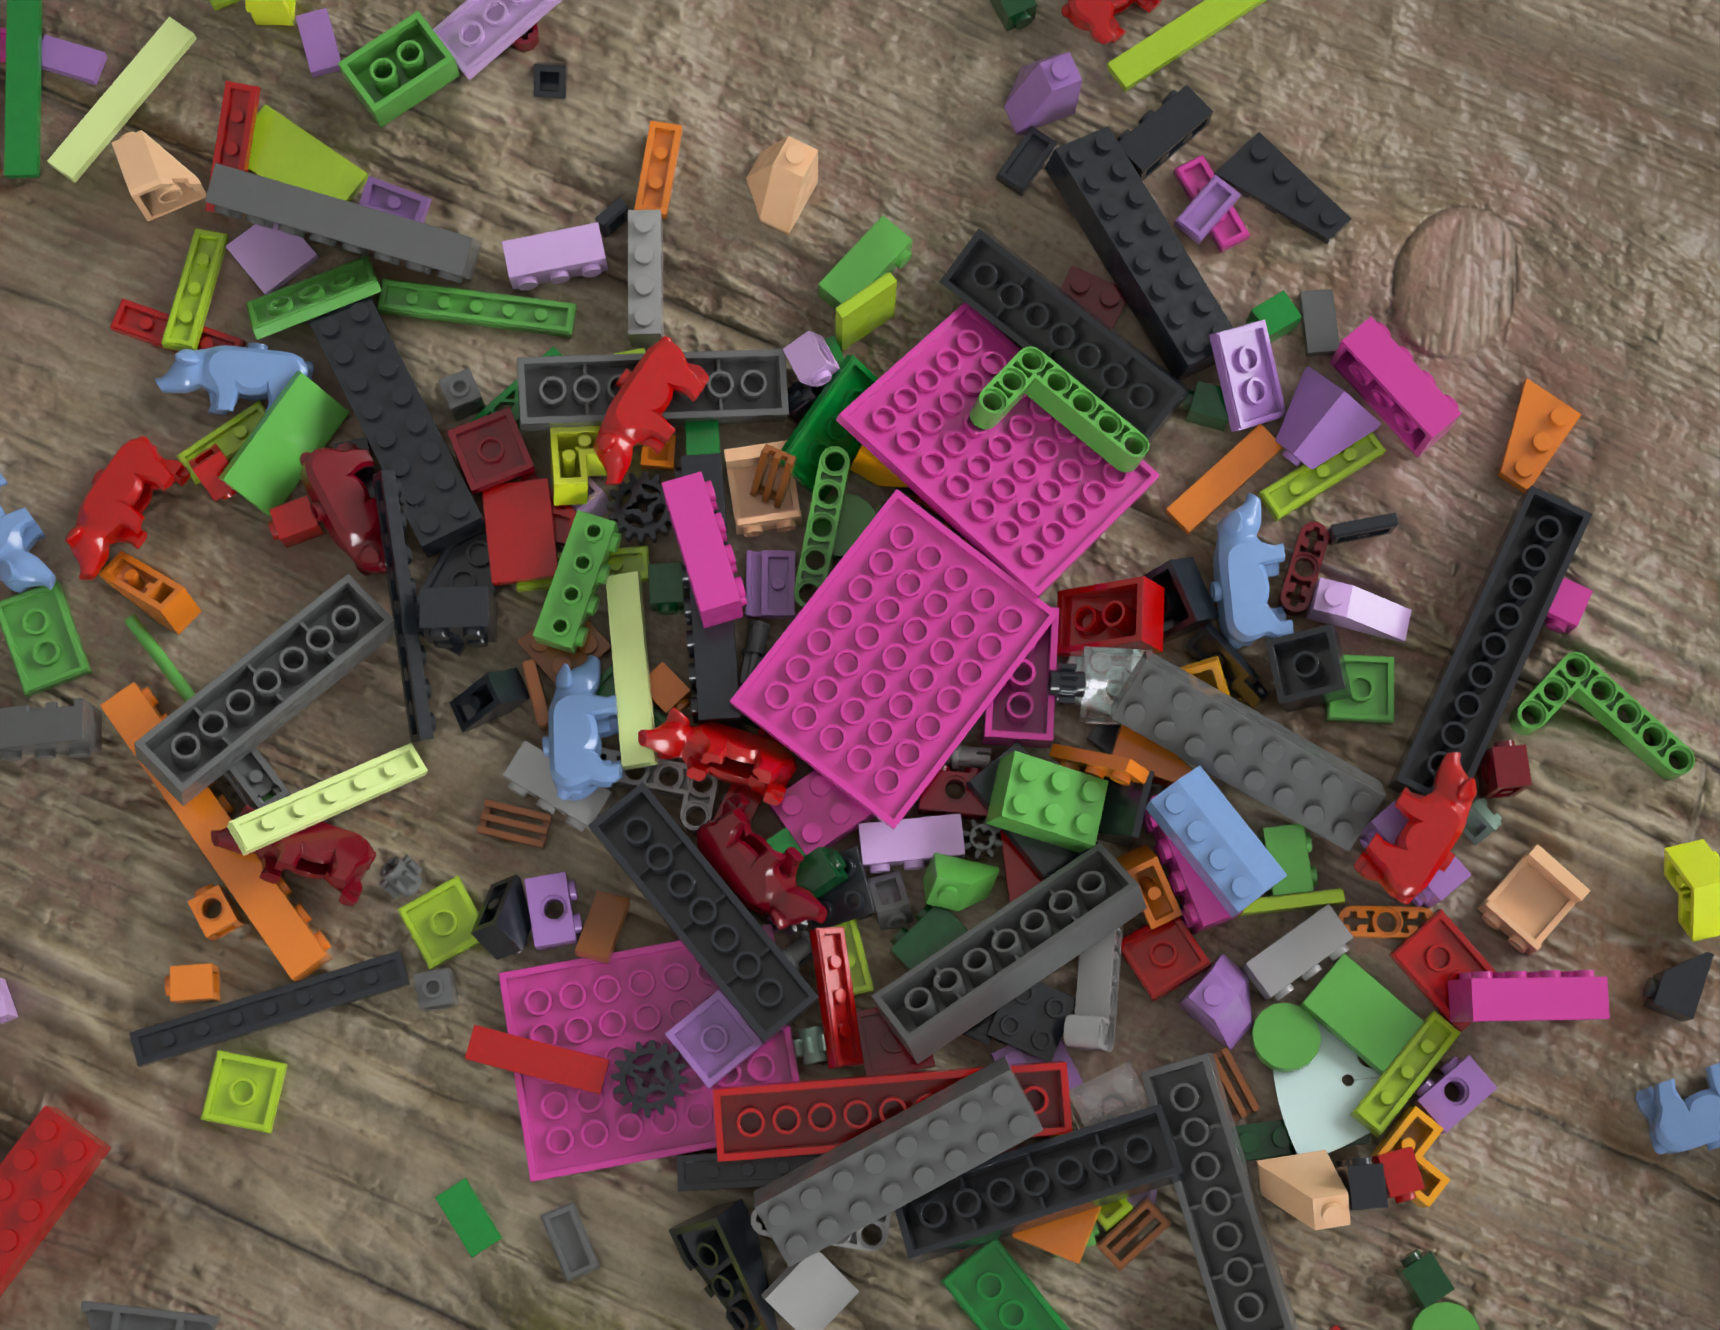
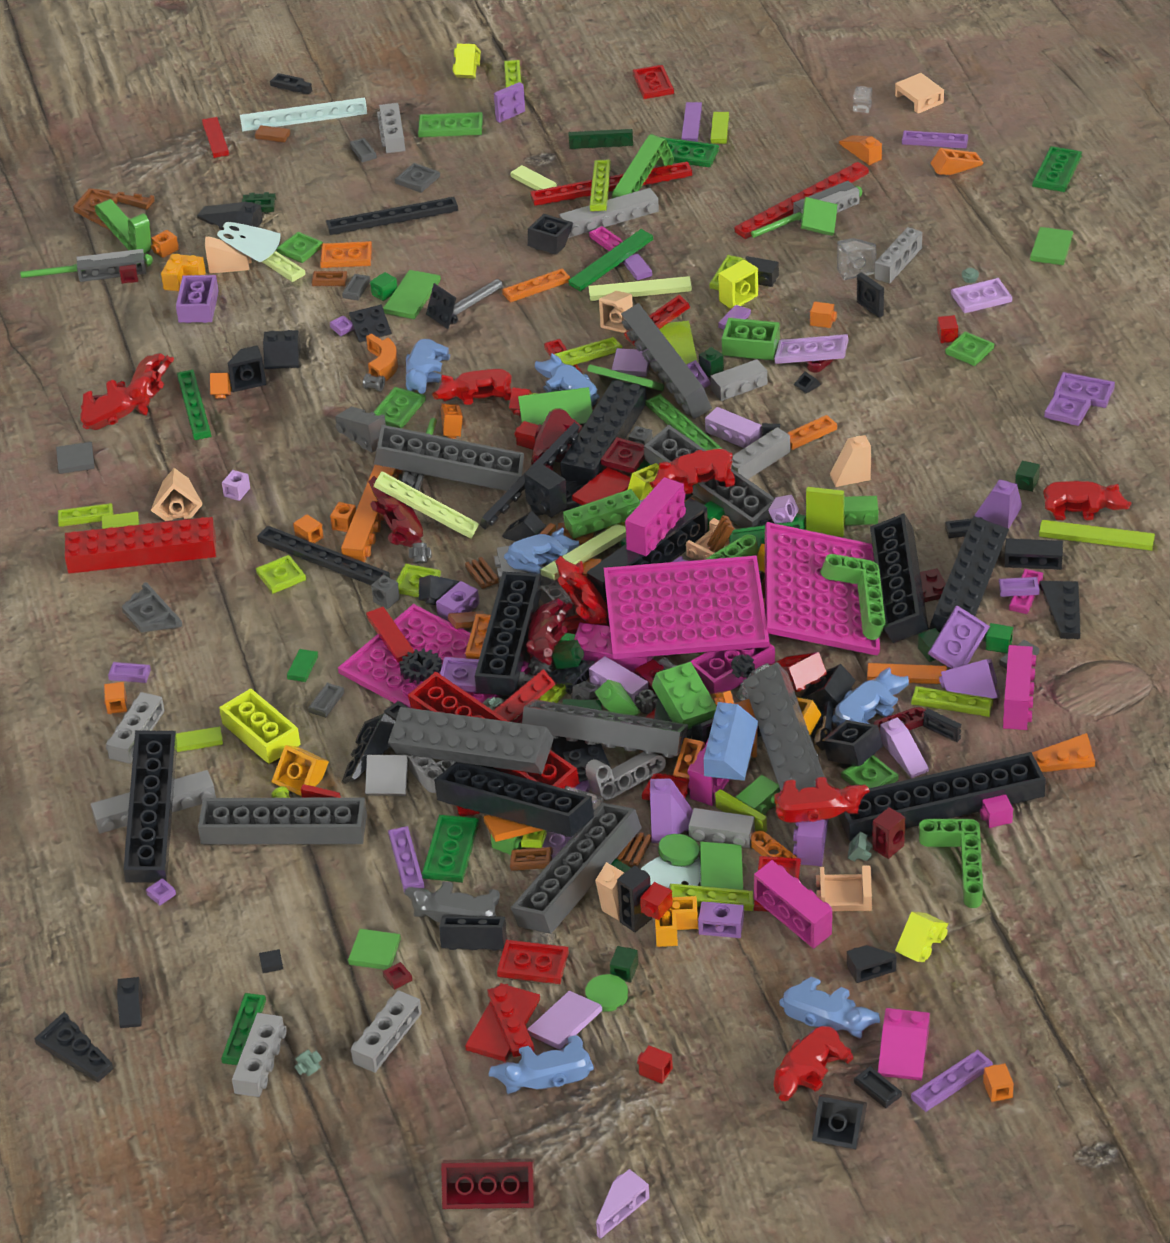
camera: 55 degrees right, 35 degrees down
(391, 160) = (711, 362): none -> dark green brick
(463, 158) = (739, 380): none -> light grey brick
(664, 949) = (477, 636): none -> orange plate

